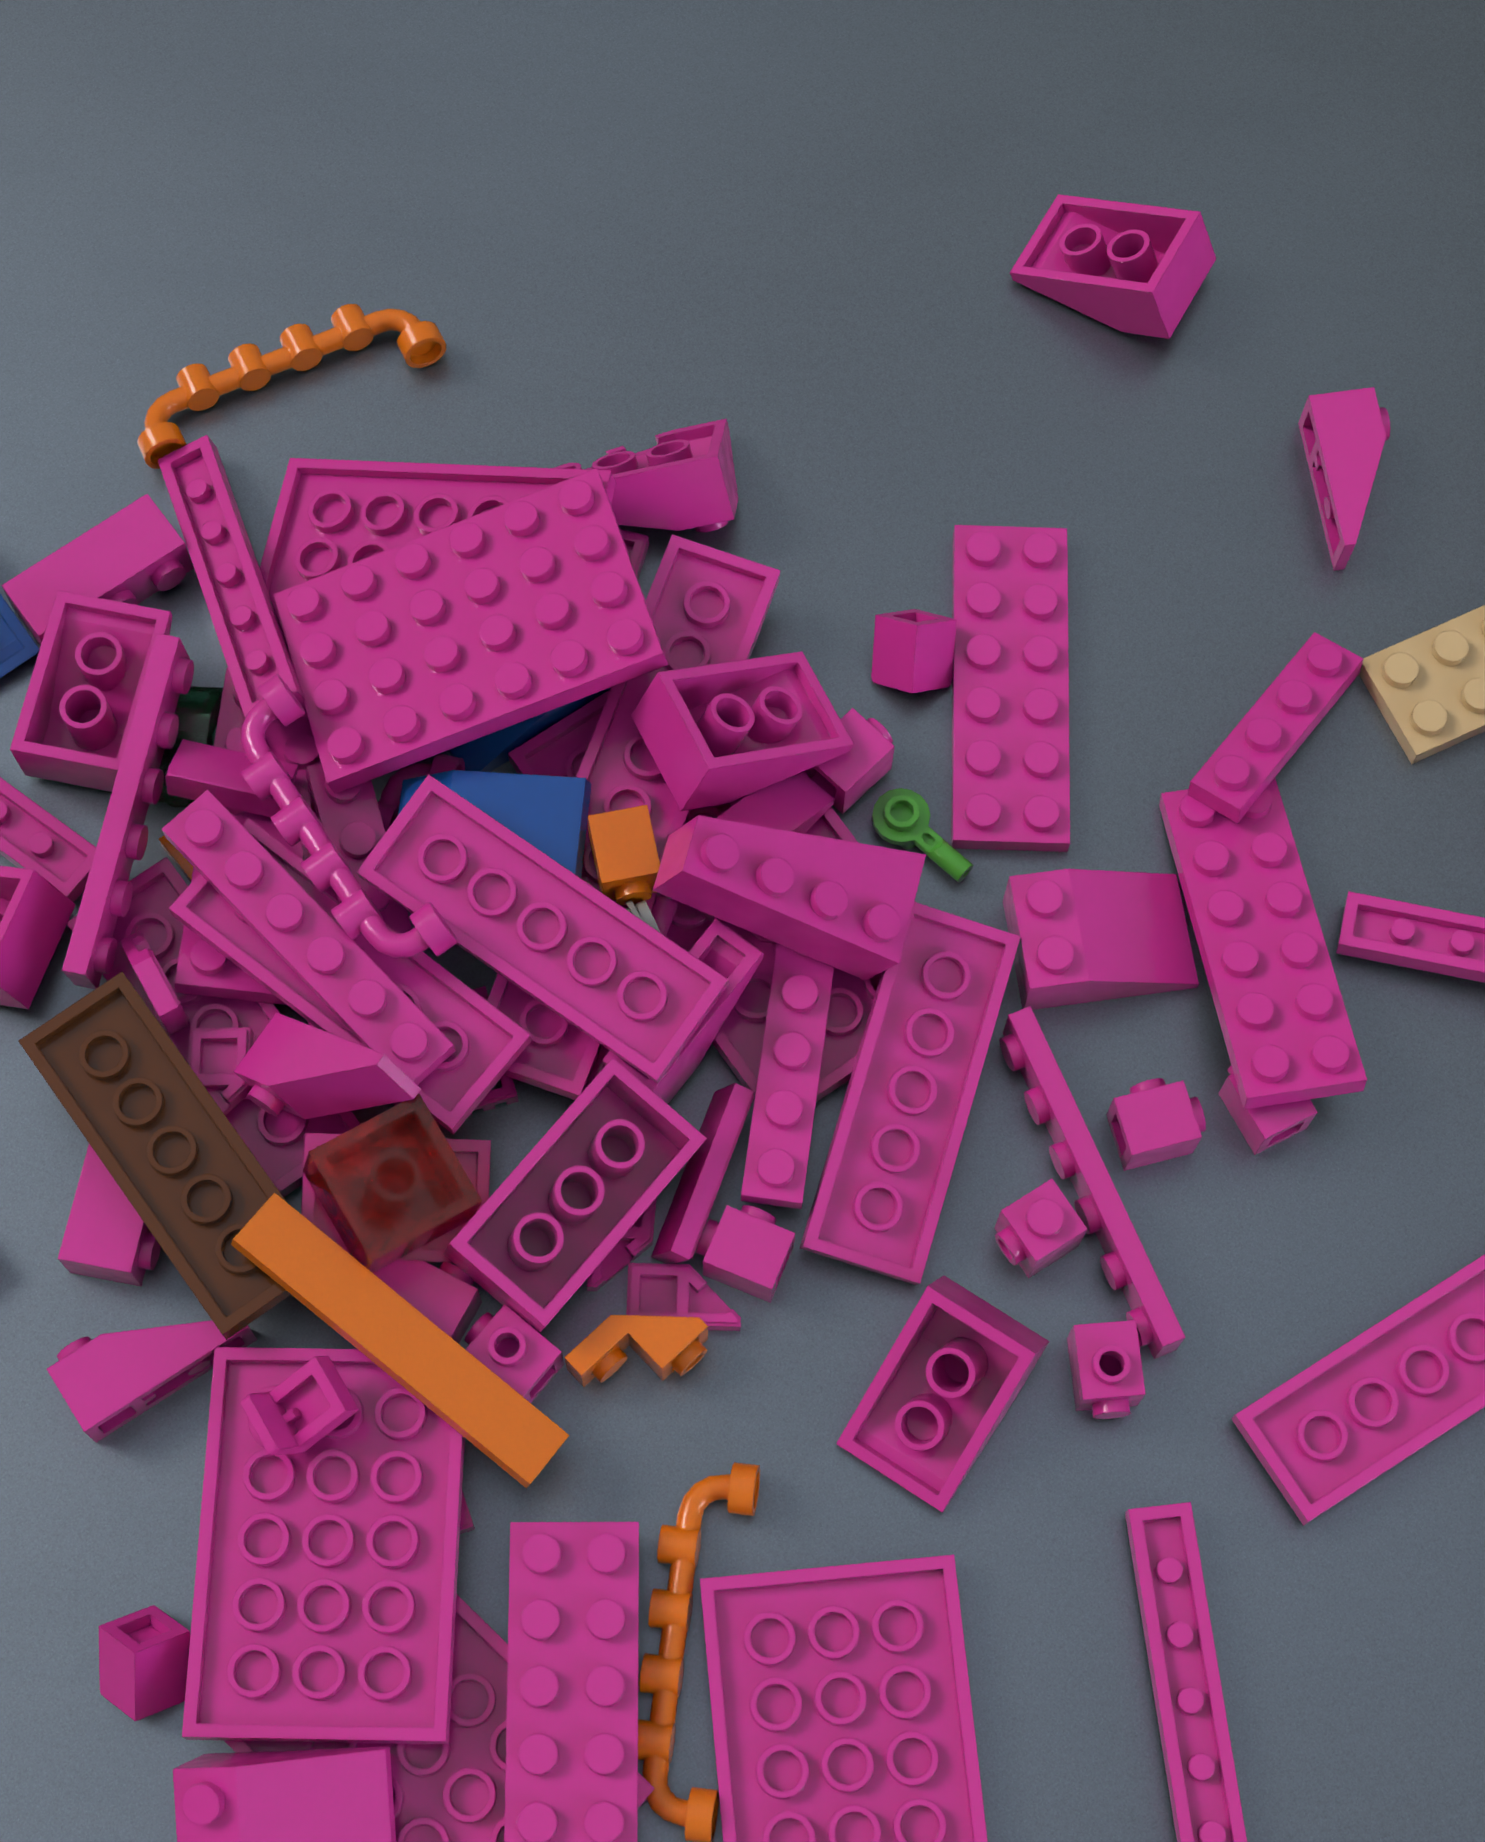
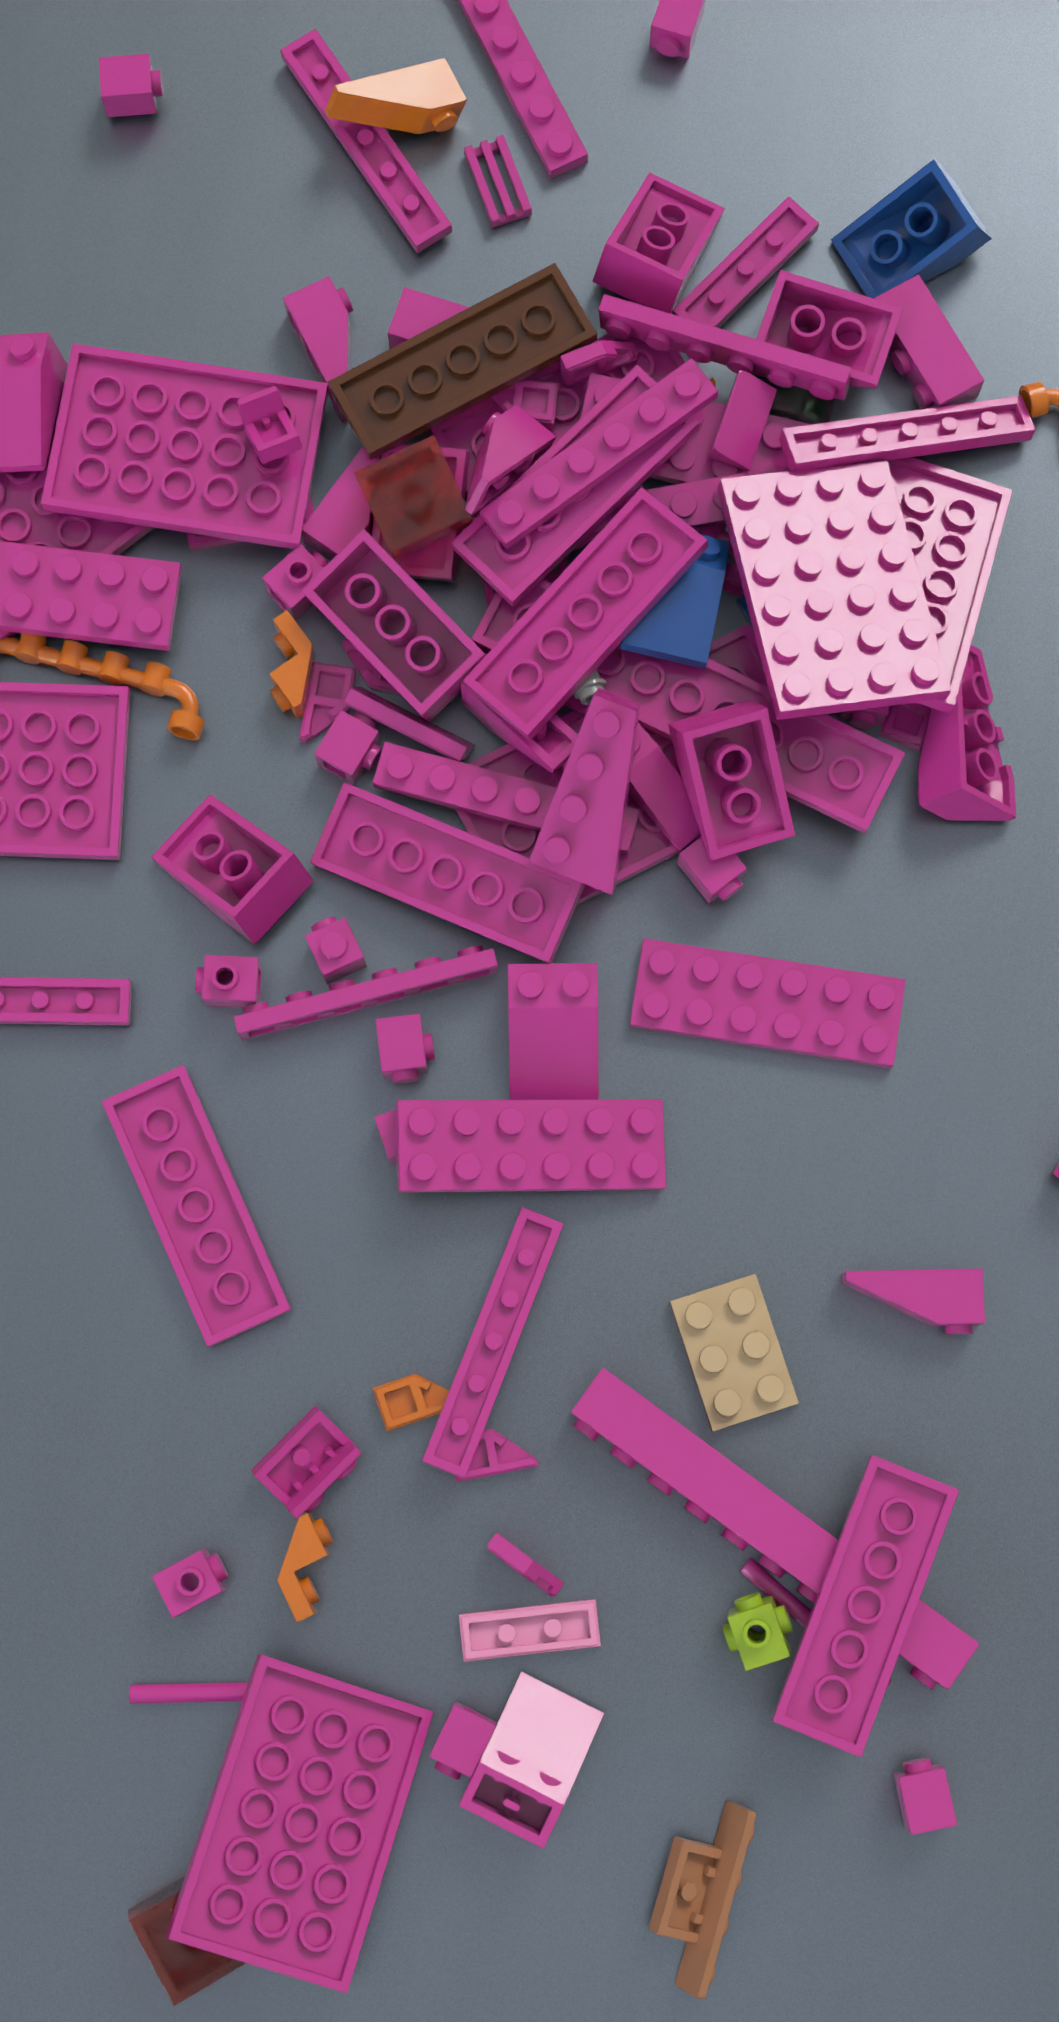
camera: 100 degrees right, 10 degrees up
(143, 1662) = (133, 329): dark pink panel -> none
(326, 864) = (687, 453): dark pink bar -> none
(400, 1340) = (307, 495): orange tile -> none
(624, 853) = (642, 680): orange brick -> none
(903, 820) = (665, 906): bright green plate -> none
(913, 650) = (801, 931): dark pink panel -> none
(1275, 727) = (704, 1194): dark pink plate -> none

